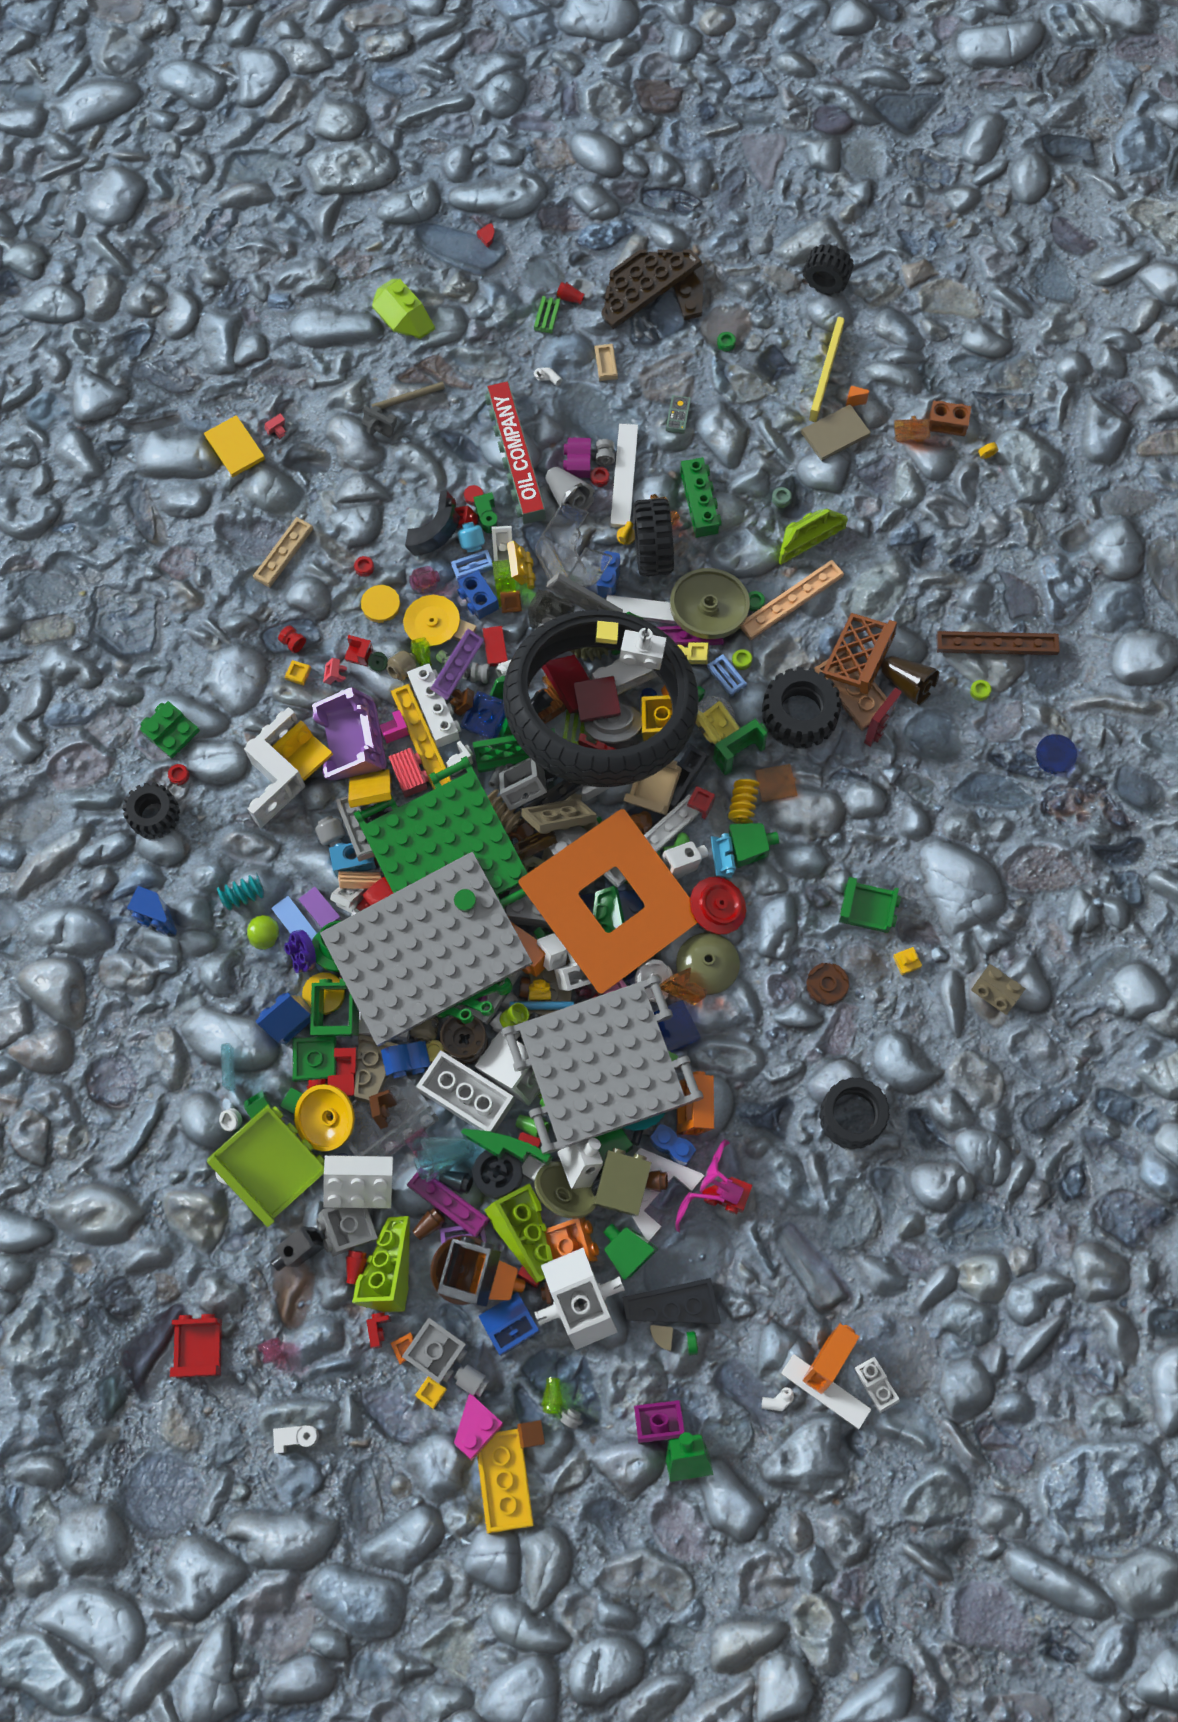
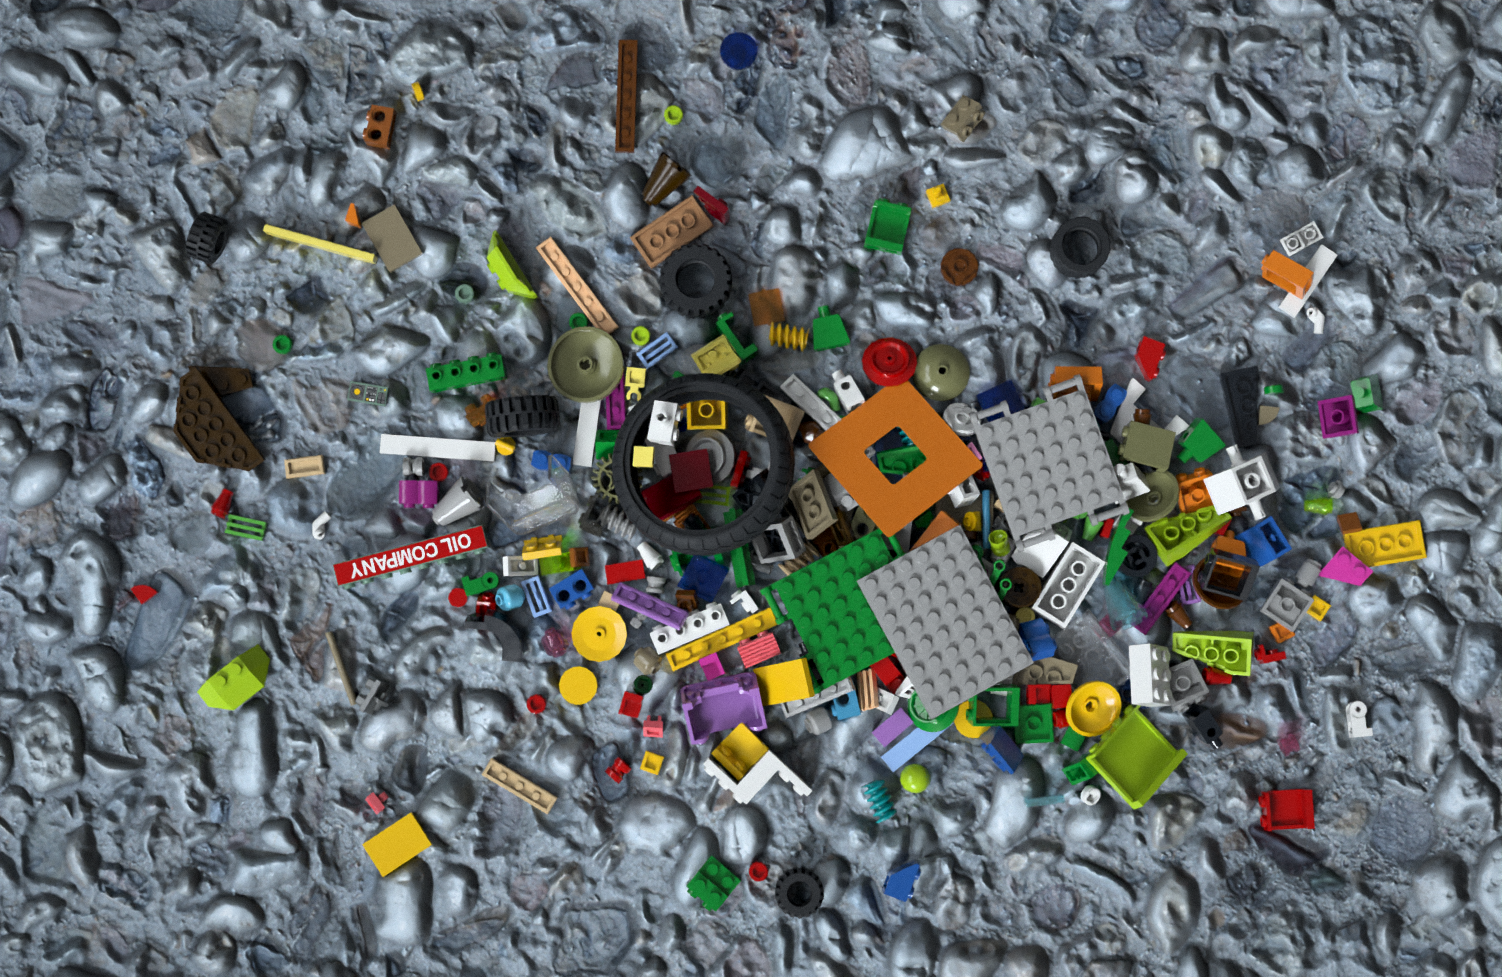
camera: 90 degrees left, 15 degrees up
(301, 951) = (938, 739): dark purple tile -> none
(379, 1107) = (1086, 659): reddish brown bracket -> none
(421, 651) = (633, 642): clear neon green cone -> none
(465, 900) = (906, 585): green tile -> none
(554, 951) = (942, 508): white panel -> none
(578, 594) = (585, 485): light grey tile -> none
(682, 988) = (967, 395): clear orange slope -> none
(701, 801) = (790, 375): red panel -> none
(723, 862) = (849, 356): medium azure hinge -> none
(727, 1189) = (1149, 365): dark pink plant -> none
(876, 653) = (638, 208): dark orange fence -> none
(911, 429) = (394, 163): clear orange hips -> none

